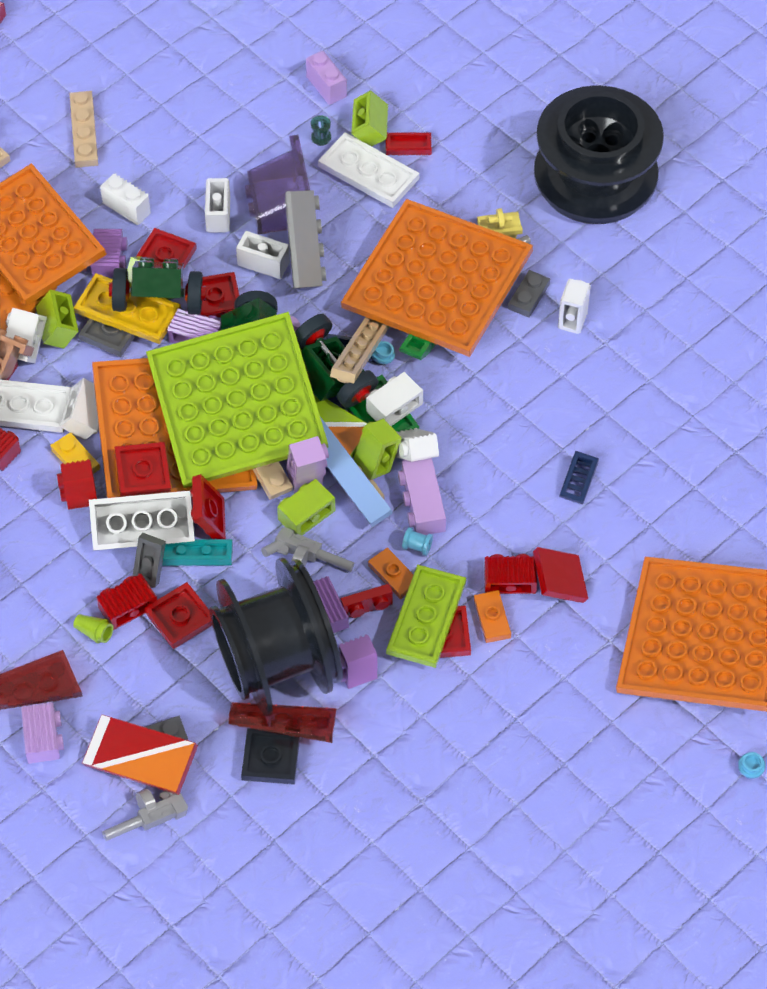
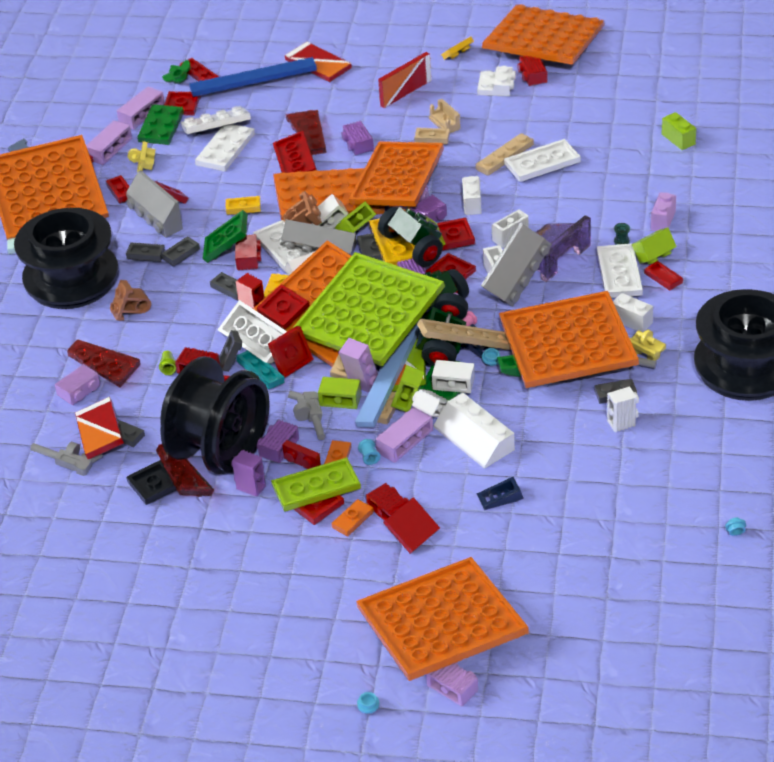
camera: 55 degrees right, 15 degrees down
(28, 494) = (225, 285): none -> dark grey plate
(56, 369) = (311, 237): none -> light grey slope
(133, 108) = (542, 160): none -> white plate
(447, 199) = (634, 312): none -> white brick
(479, 437) = (475, 431): none -> white slope

